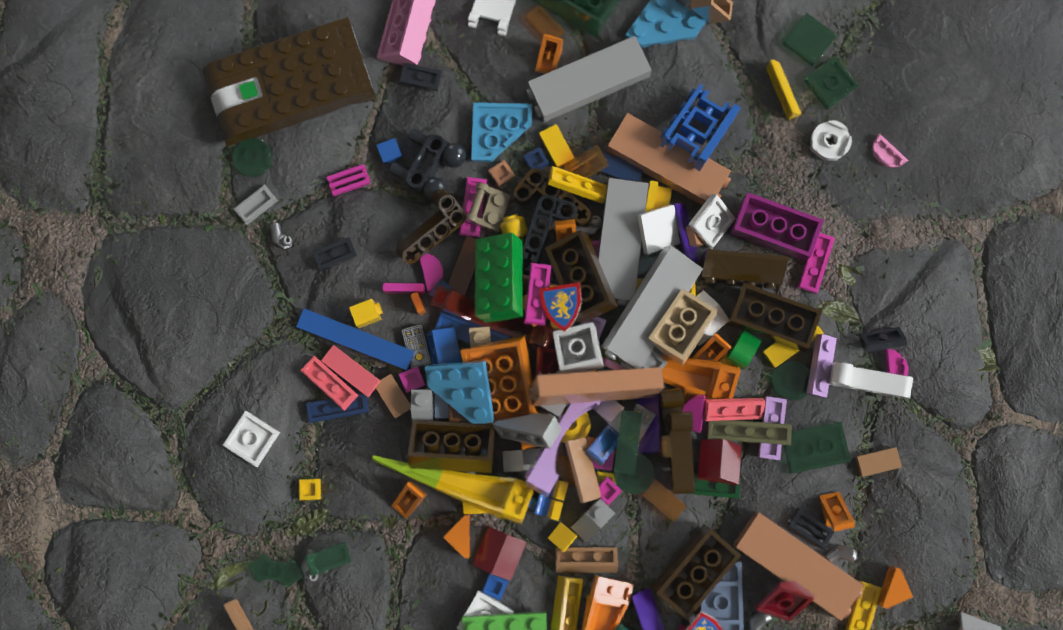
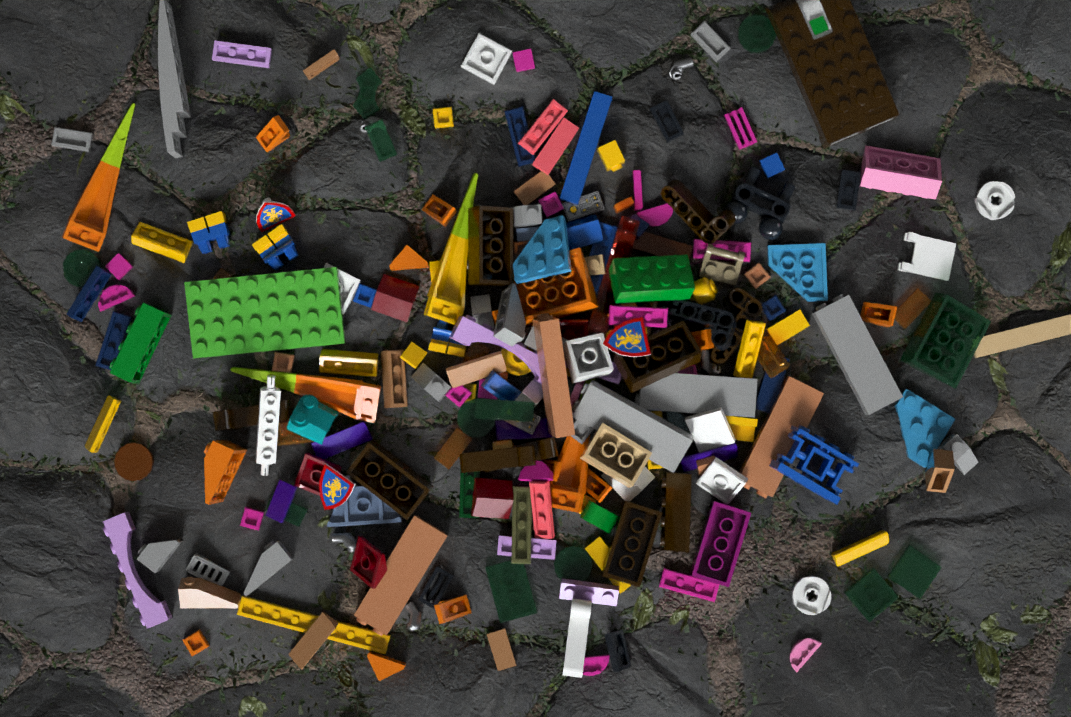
camera: 90 degrees right, 5 degrees up
(256, 399) = (523, 60): none -> dark pink tile

